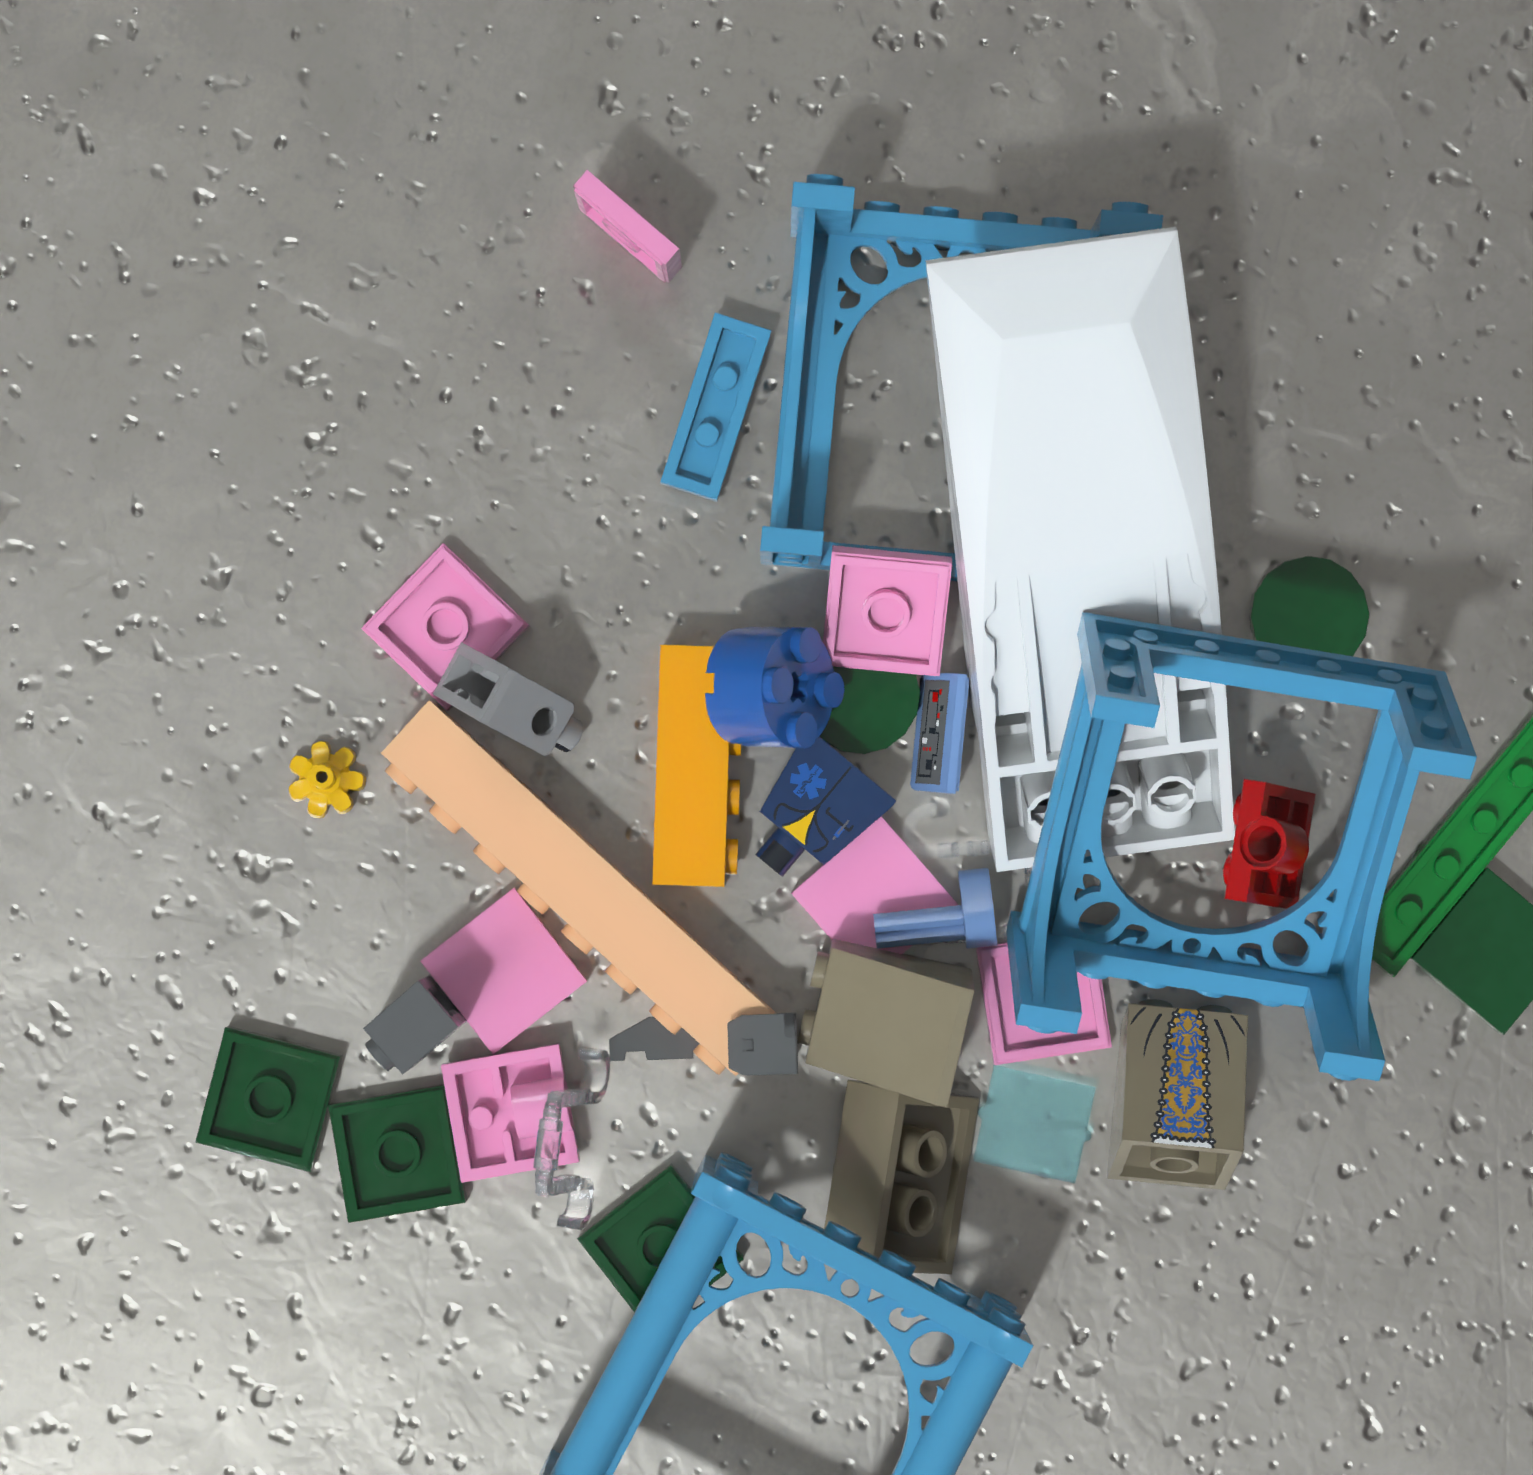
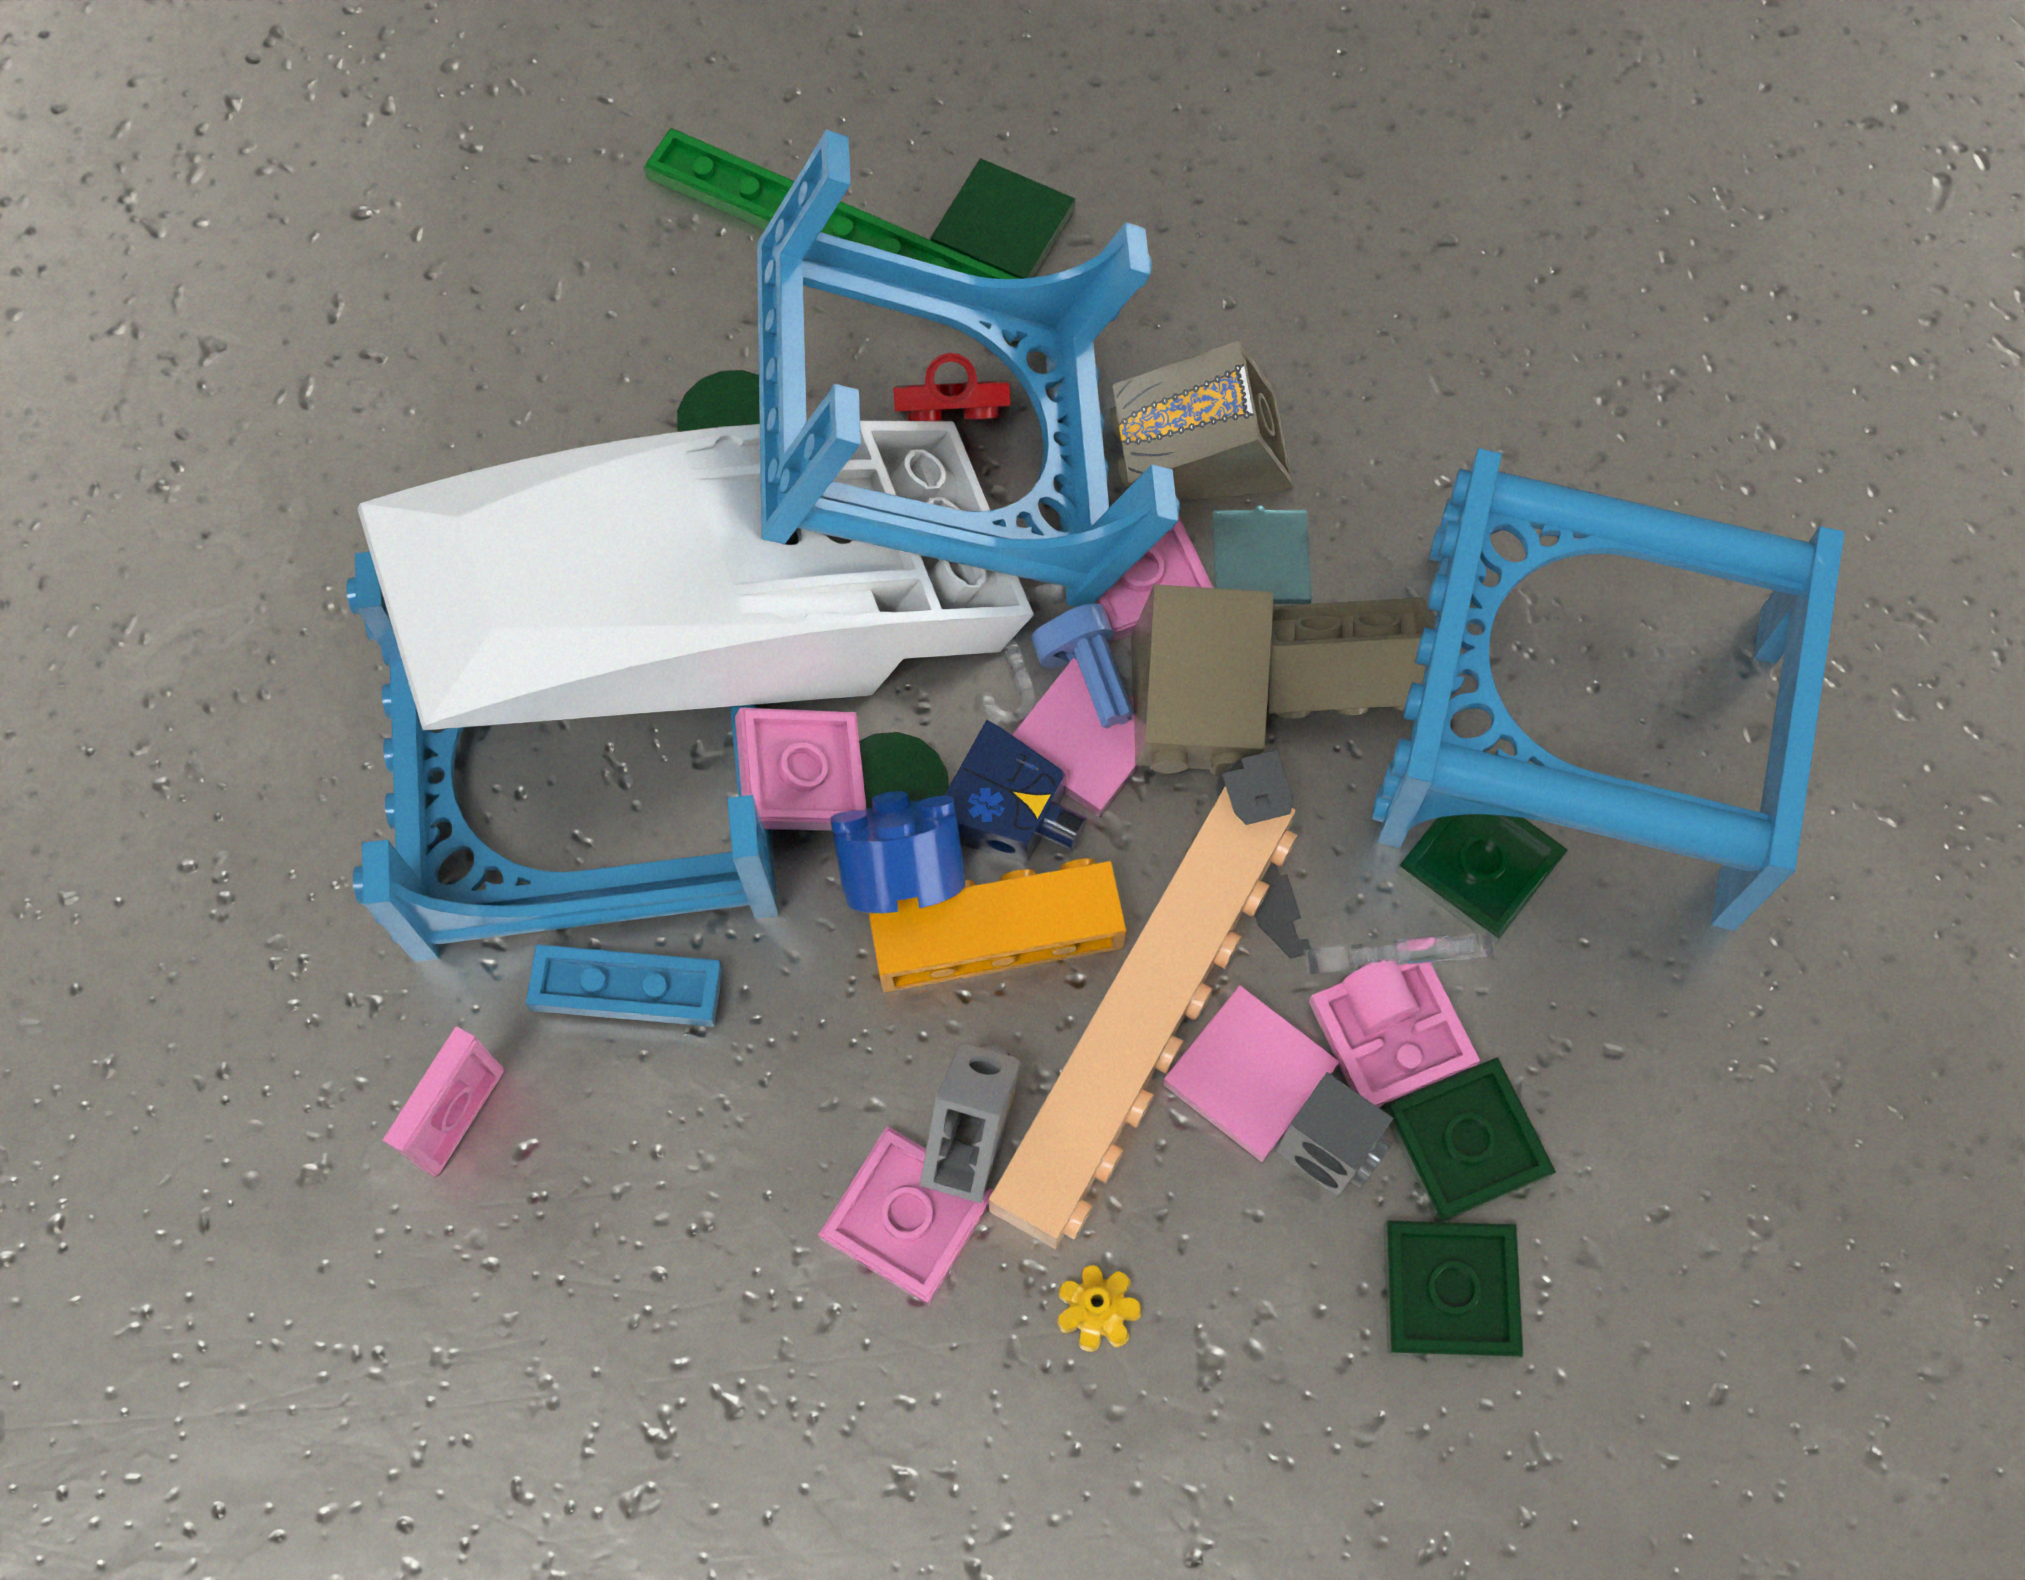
camera: 105 degrees left, 20 degrees down
(939, 733) = (913, 703): slope -> none

